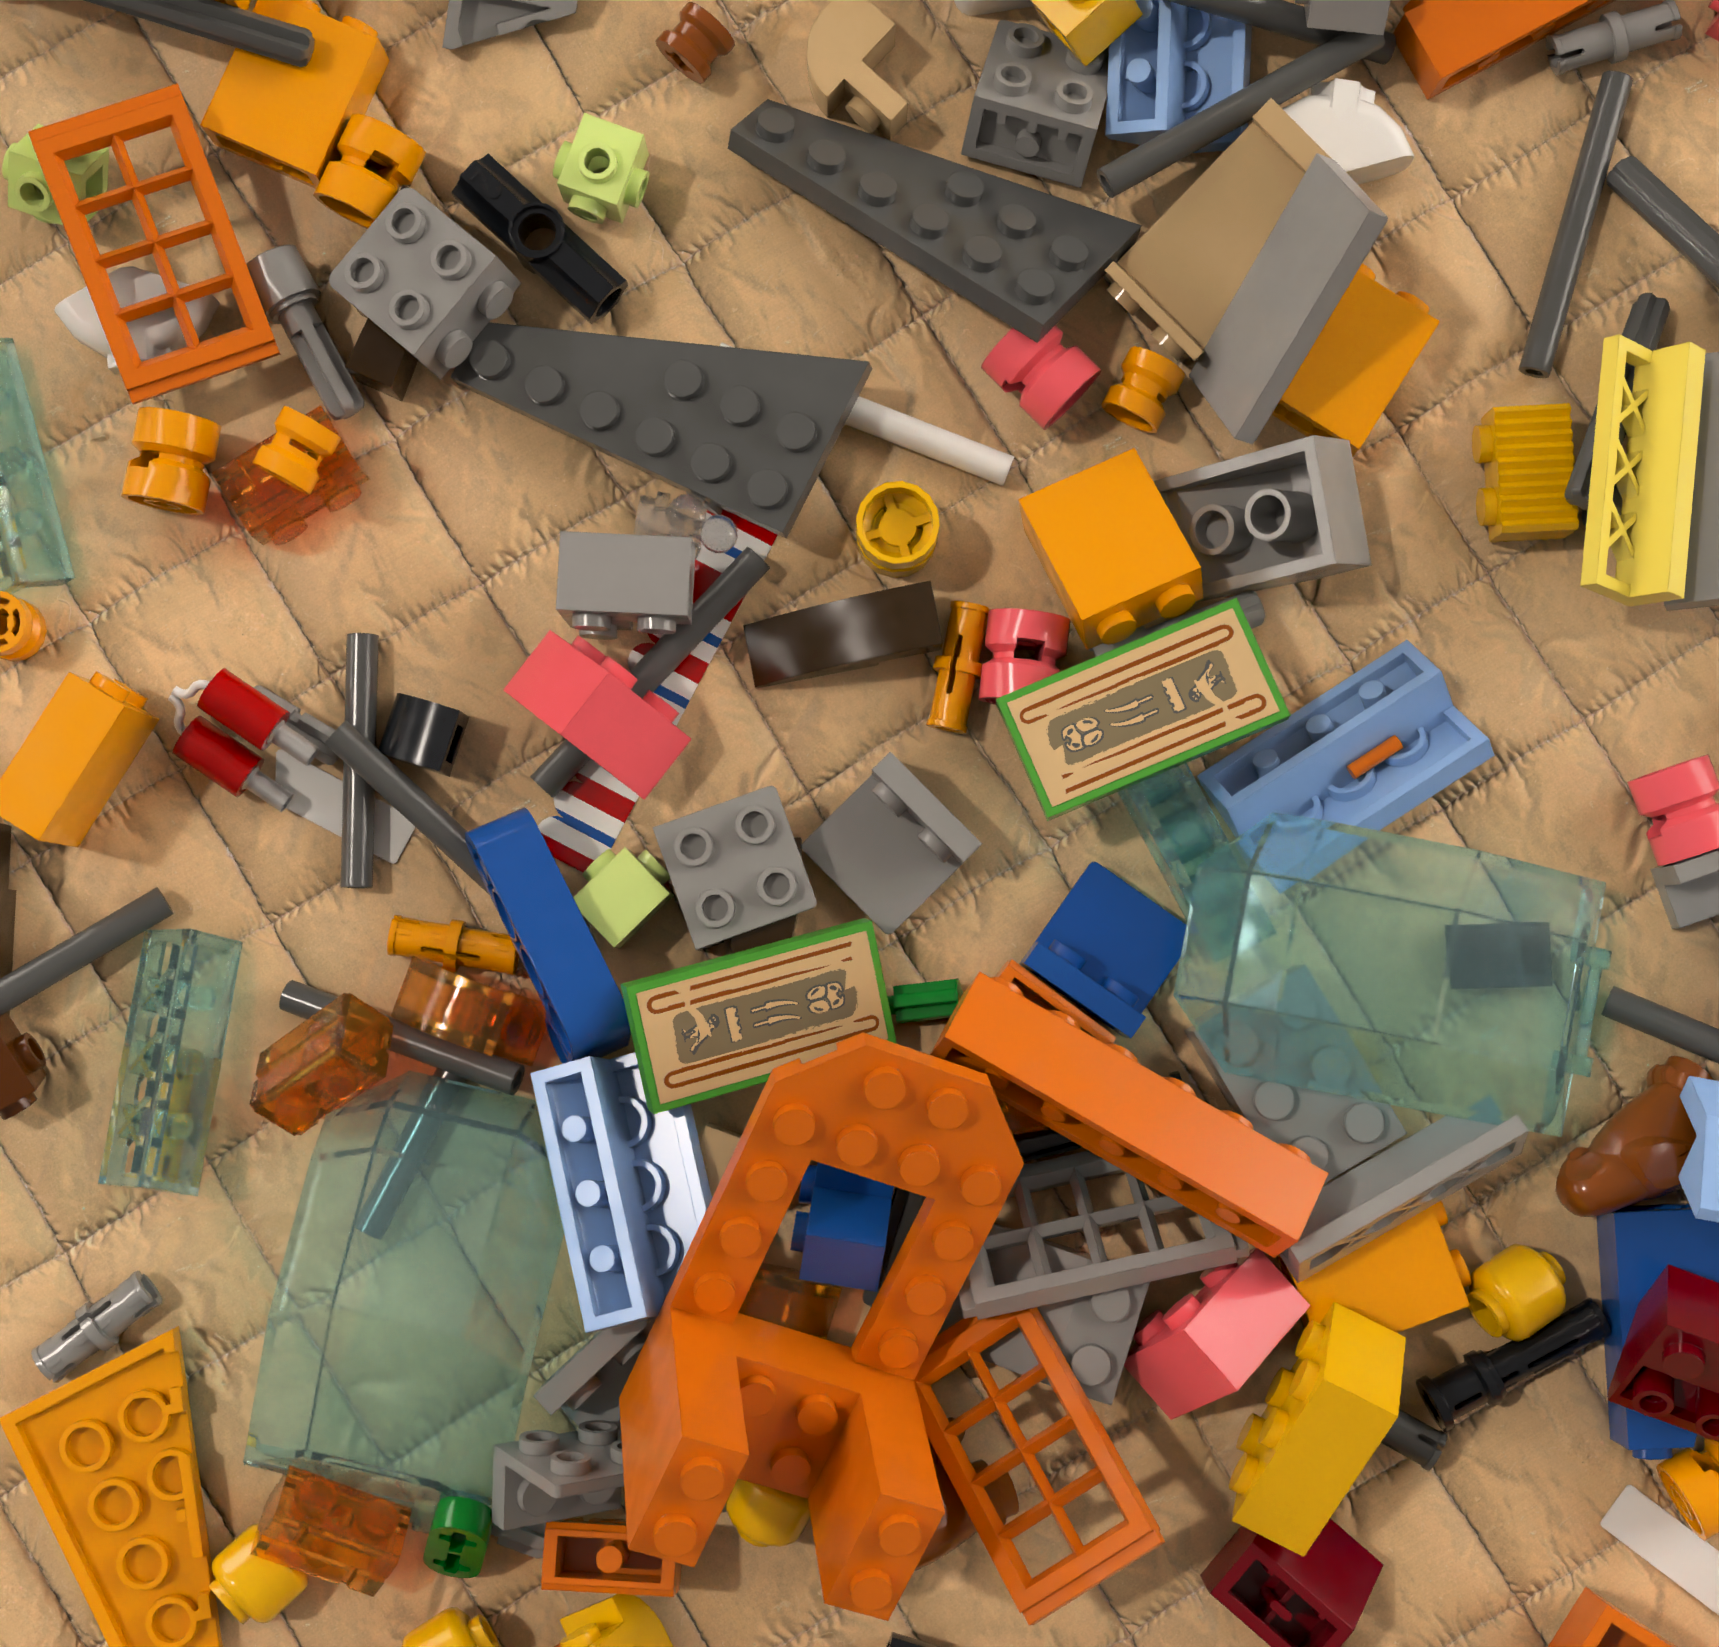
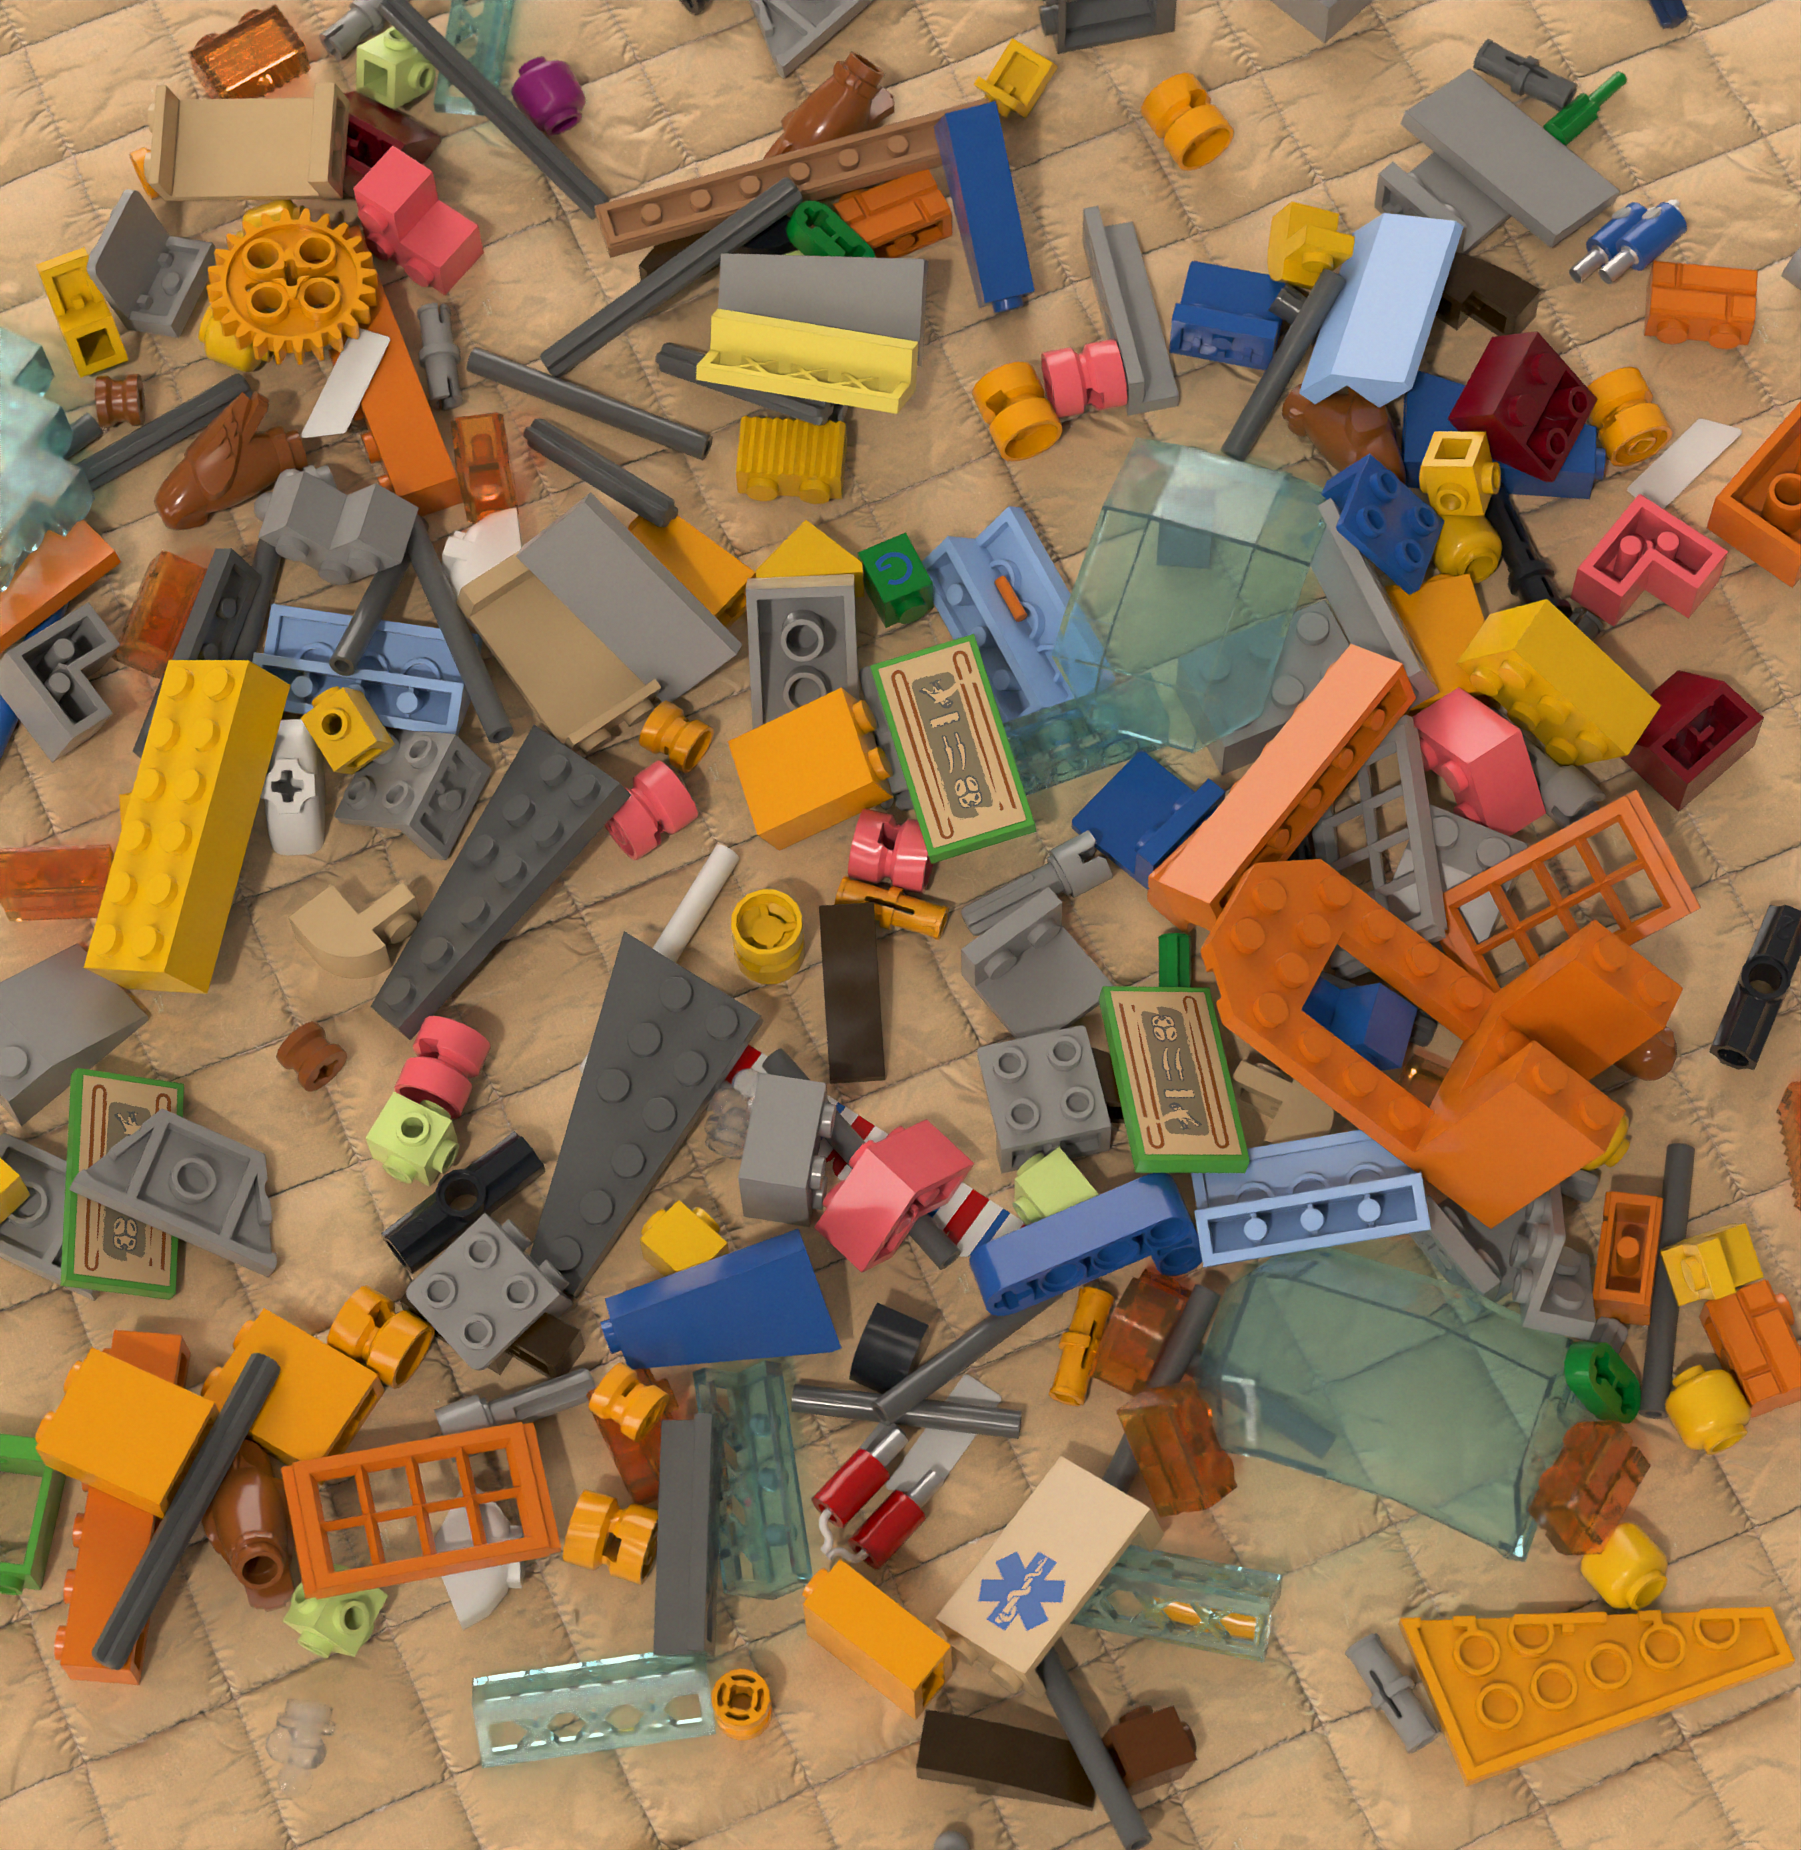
camera: 80 degrees left, 20 degrees down
(134, 63) = (253, 1528): none -> dark orange animal
(159, 540) = (688, 1537): none -> dark grey fence
(170, 935) = (1043, 1573): none -> tan panel
(258, 611) = (762, 1483): none -> clear light blue fence
(429, 543) = (725, 1310): none -> blue slope
(515, 489) = (681, 1239): none -> yellow brick
(527, 1596) = (1664, 1313): none -> dark grey piece
(694, 188) = (444, 1061): none -> coral wheel
(1022, 858) = (1062, 873): none -> light grey piece
(1200, 1439) = (1564, 789): none -> light grey piece
(1378, 618) = (896, 581): none -> green brick
(1391, 512) = (811, 554): none -> yellow slope
(1457, 108) = (483, 465): none -> clear orange brick
(1471, 248) = (601, 473): none -> dark grey axle
(1513, 1200) = (1385, 521): none -> blue bracket
(1530, 1527) = (1648, 553): none -> coral brick
(1595, 1284) = (1459, 473): none -> yellow brick
(1635, 729) = (1017, 412): none -> light orange wheel

